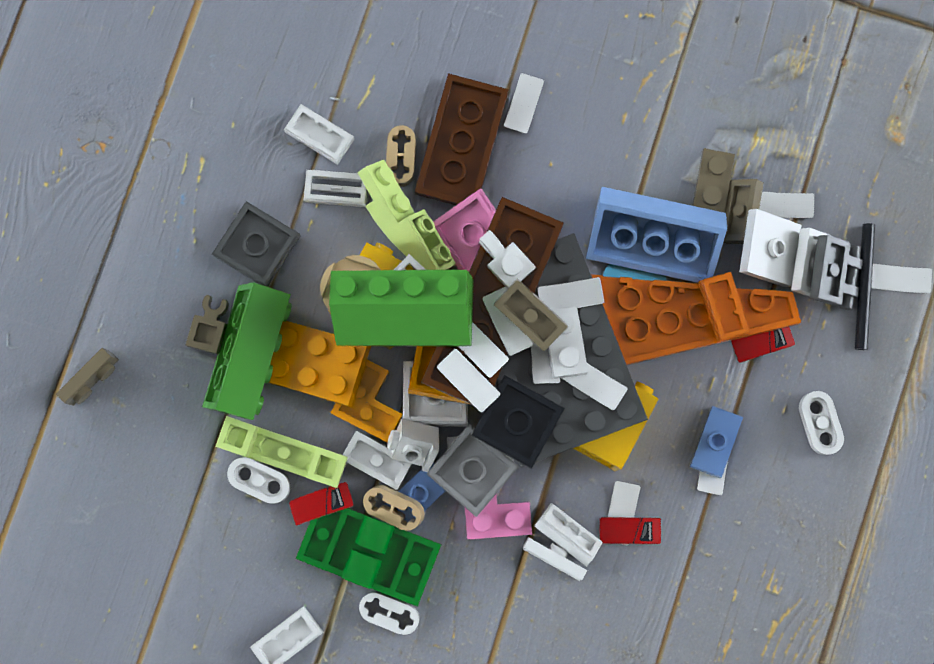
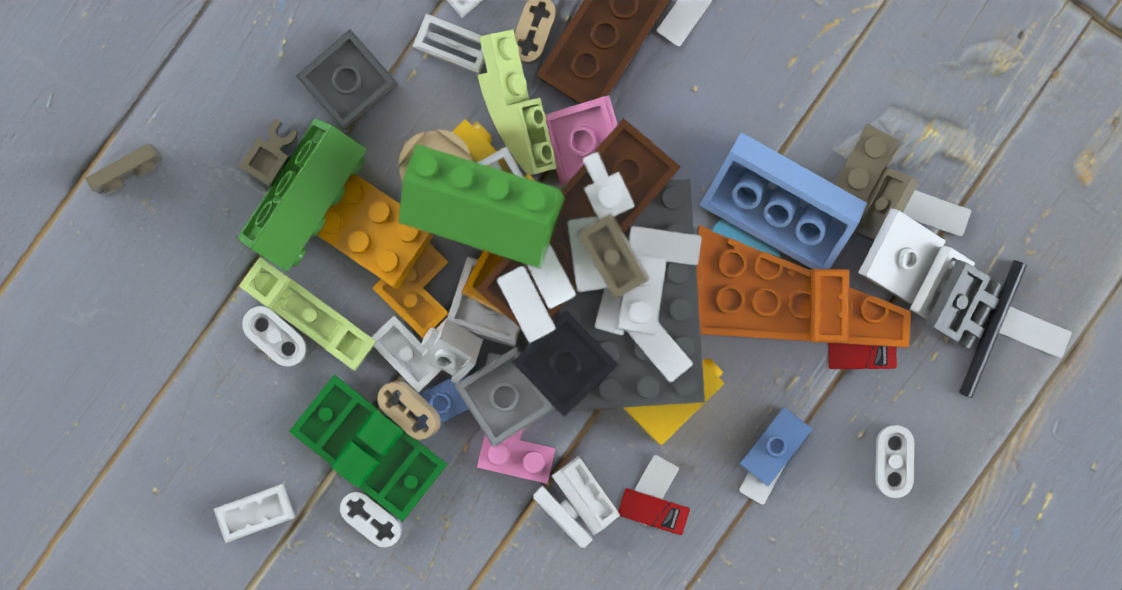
camera: 15 degrees right, 5 degrees up
(321, 503) = (333, 381): red sticker -> none

